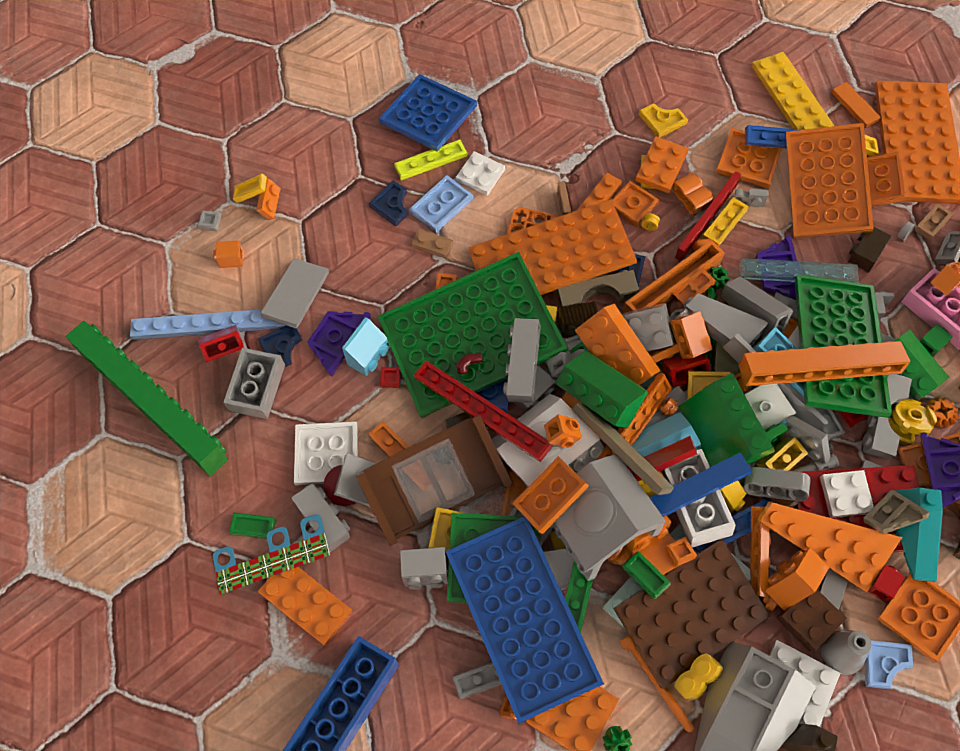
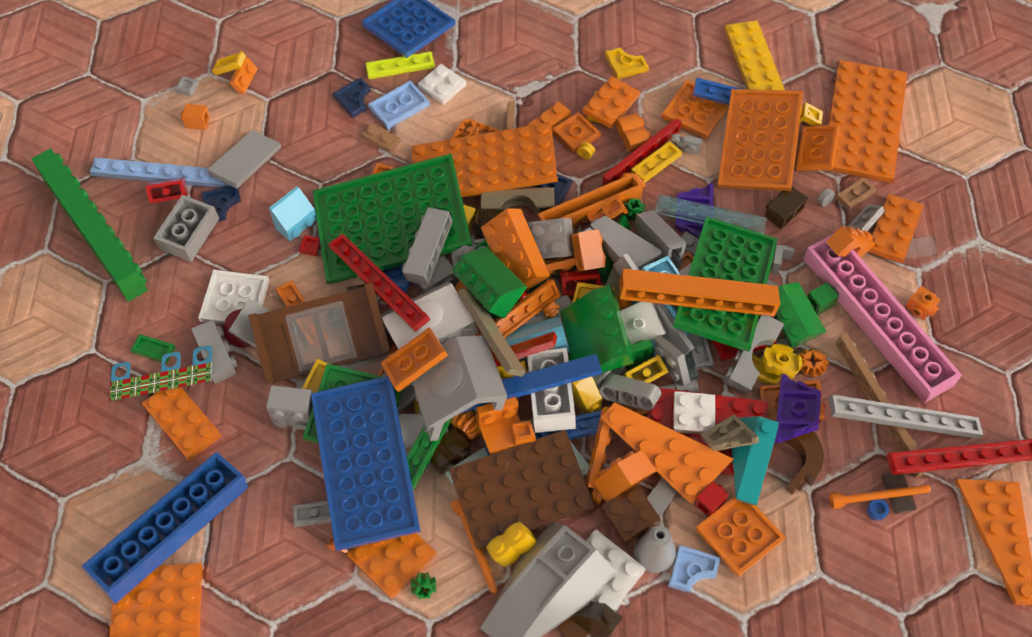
camera: 10 degrees right, 5 degrees down
(331, 337) = (262, 199): dark purple wing -> none
(466, 360) = (380, 238): dark red arm -> none
(562, 431) = (440, 307): orange brick -> none
(607, 578) = (450, 450): none -> dark brown brick
(646, 575) = (484, 445): green tile -> none
(855, 105) = (813, 78): orange tile -> none

